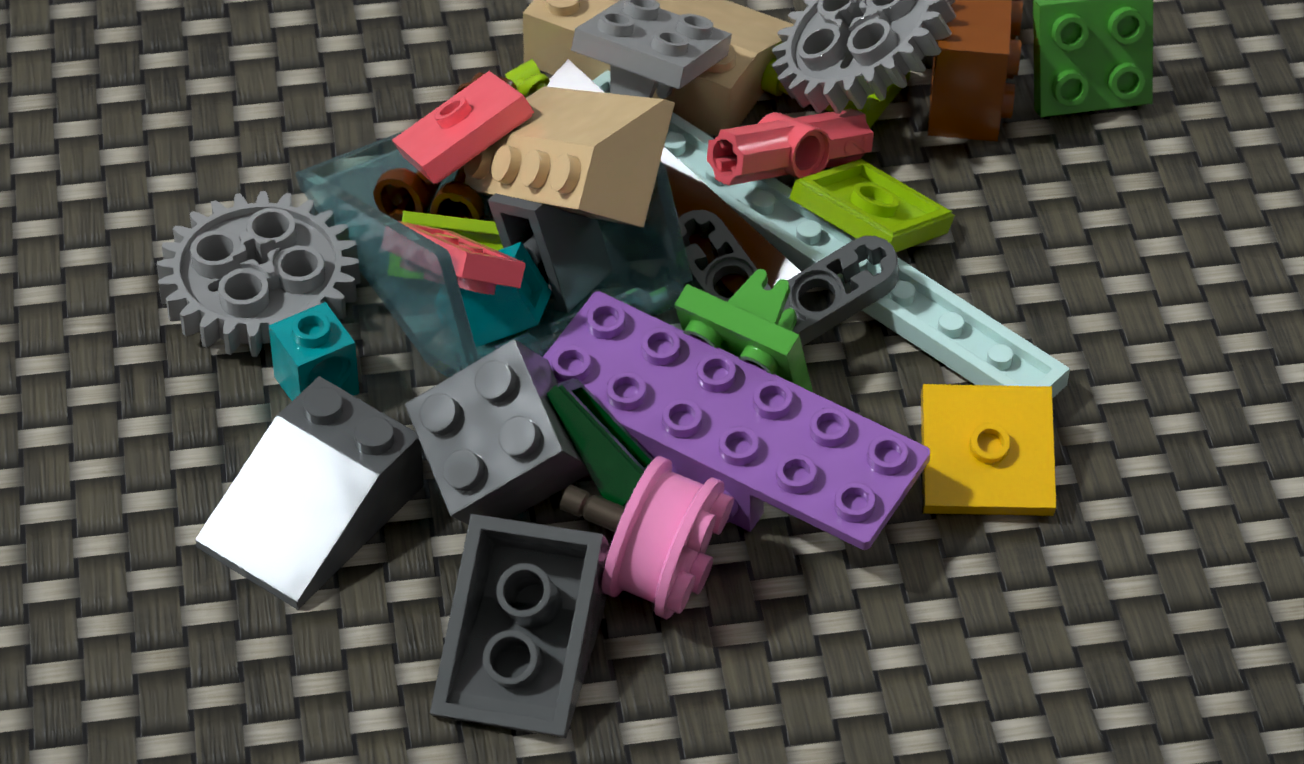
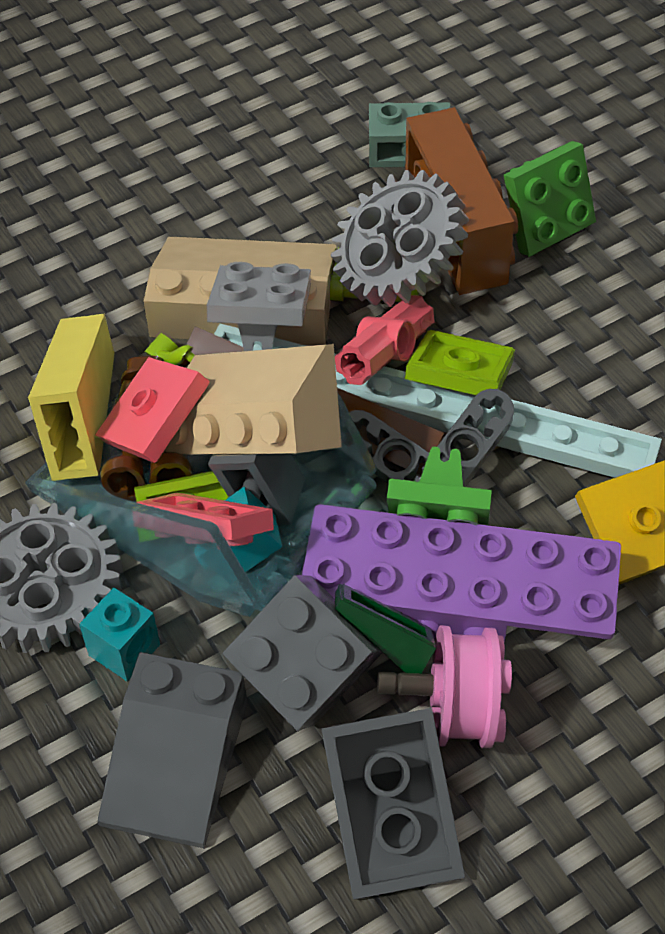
camera: 20 degrees left, 5 degrees up
(388, 87) = (73, 396): none -> light yellow slope

